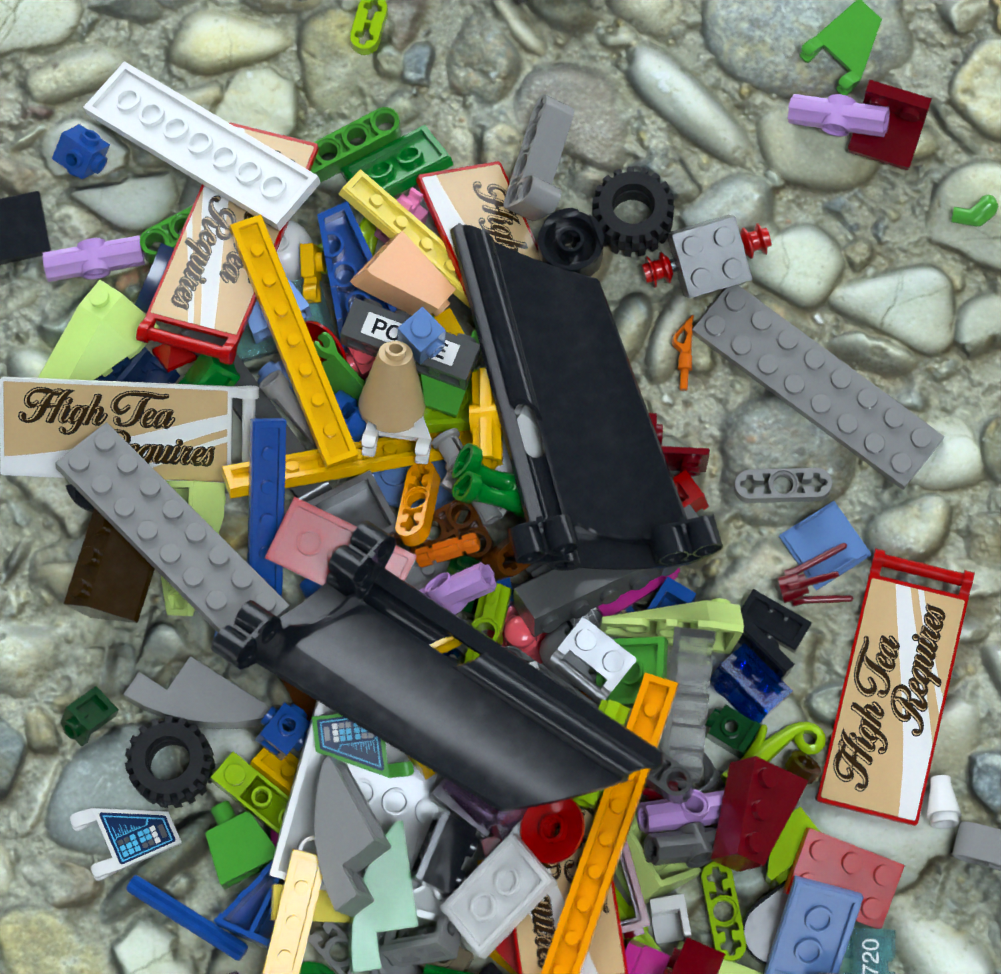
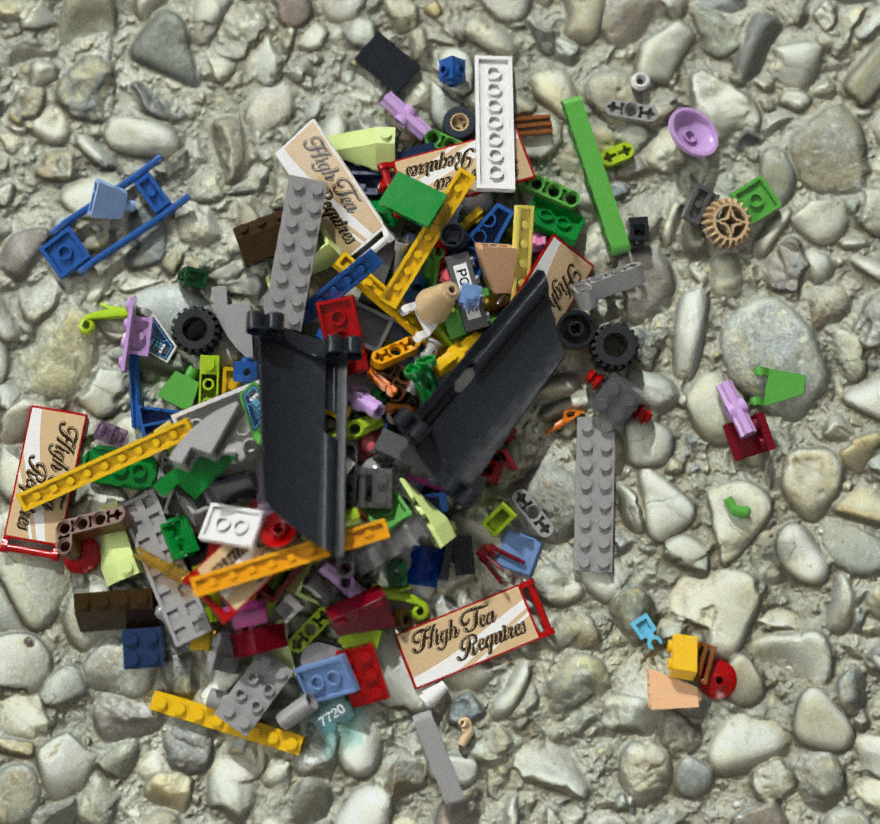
camera: 50 degrees right, 10 degrees up
(44, 873) = (111, 312): none -> lime plant
(112, 849) = (137, 335): none -> lavender bracket
(158, 185) = (459, 117): none -> black wheel
(227, 319) = (413, 200): none -> green tile
(253, 81) = (533, 125): none -> dark orange tile
(322, 302) = (455, 237): none -> black wheel
(377, 70) = (595, 176): none -> bright green beam
(456, 314) = (499, 302): none -> dark brown arm
(495, 59) = (638, 224): none -> black brick
(757, 533) = (499, 519): none -> lime slope

